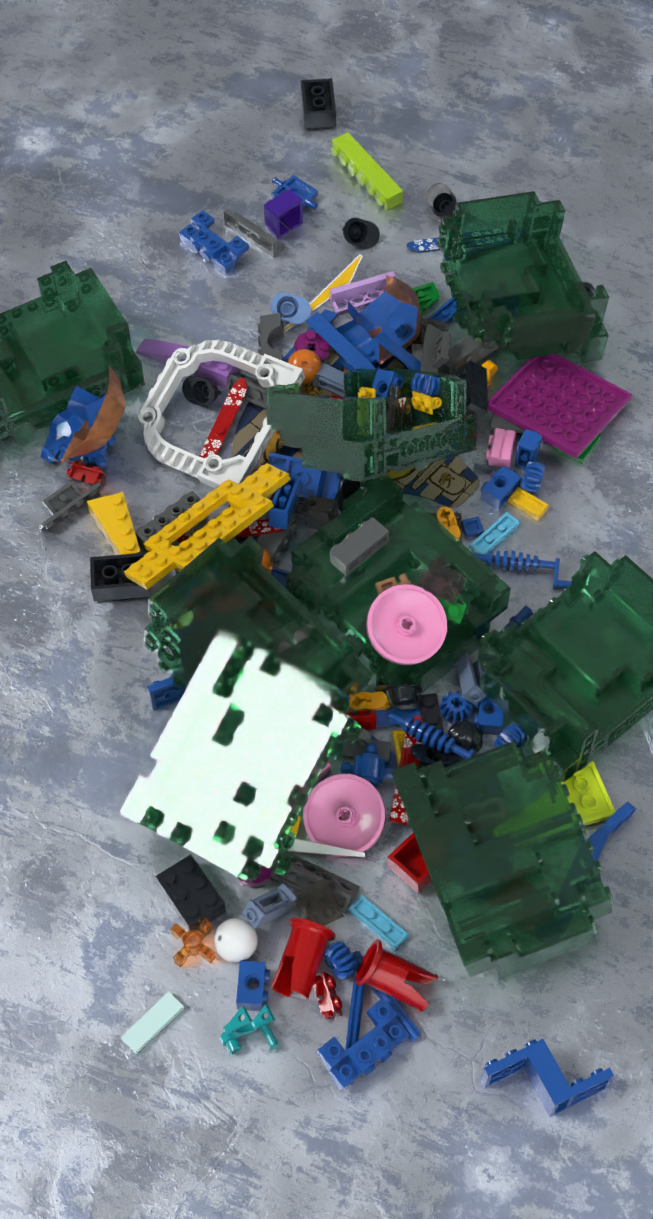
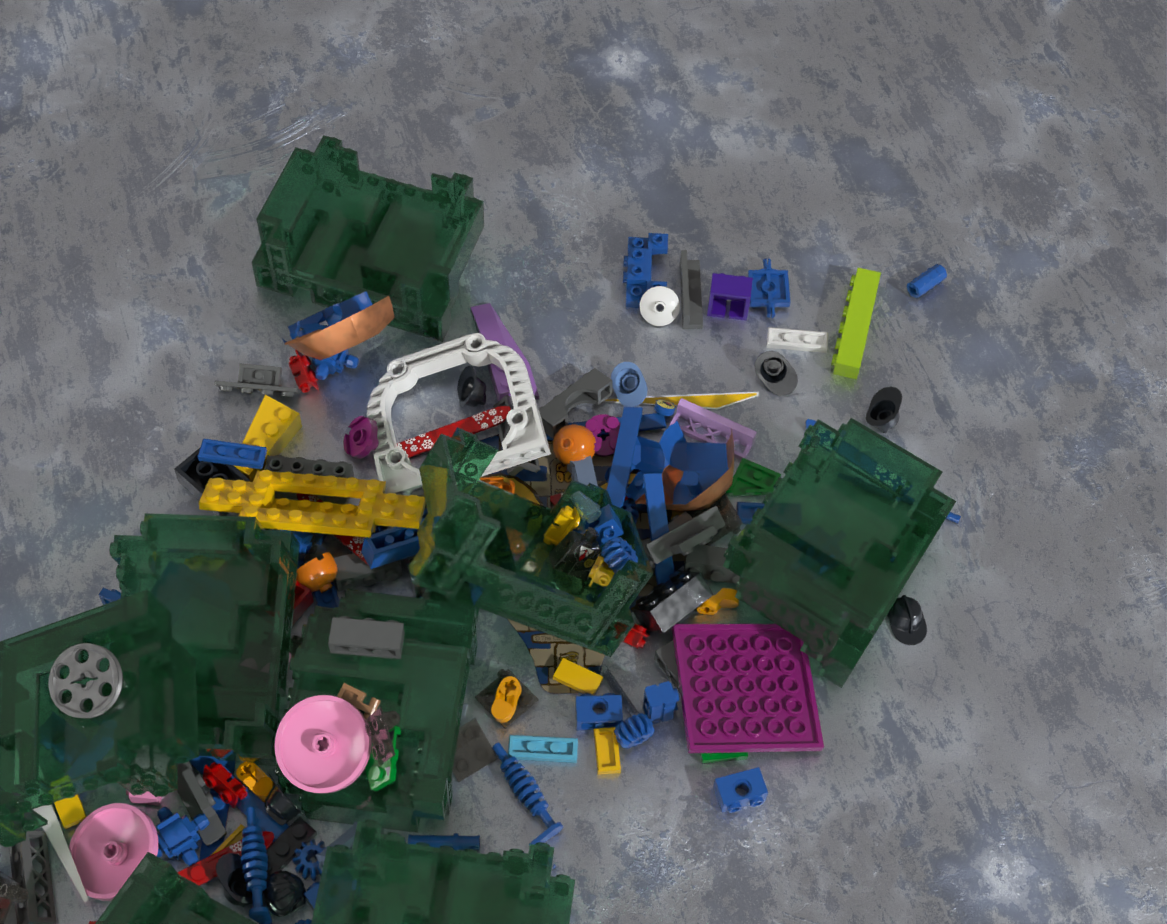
camera: 45 degrees right, 0 degrees up
(116, 547) = (232, 453): none -> blue tile
(166, 474) = (361, 437): none -> magenta plate
(243, 254) = (655, 296): none -> white dish
(252, 720) = (92, 689): none -> flat silver wedge
(318, 103) = (891, 224): black brick -> none
(323, 305) = (664, 407): none -> blue tile
(345, 208) = (797, 340): none -> white tile
(369, 380) = (586, 507): none -> clear light blue cone
(374, 118) = (926, 281): none -> blue axle
(465, 482) = (577, 677): none -> yellow tile
(472, 527) = (533, 722): blue tile -> none
(501, 448) = (648, 673): bright pink brick -> none
(619, 455) = (748, 780): none -> blue brick

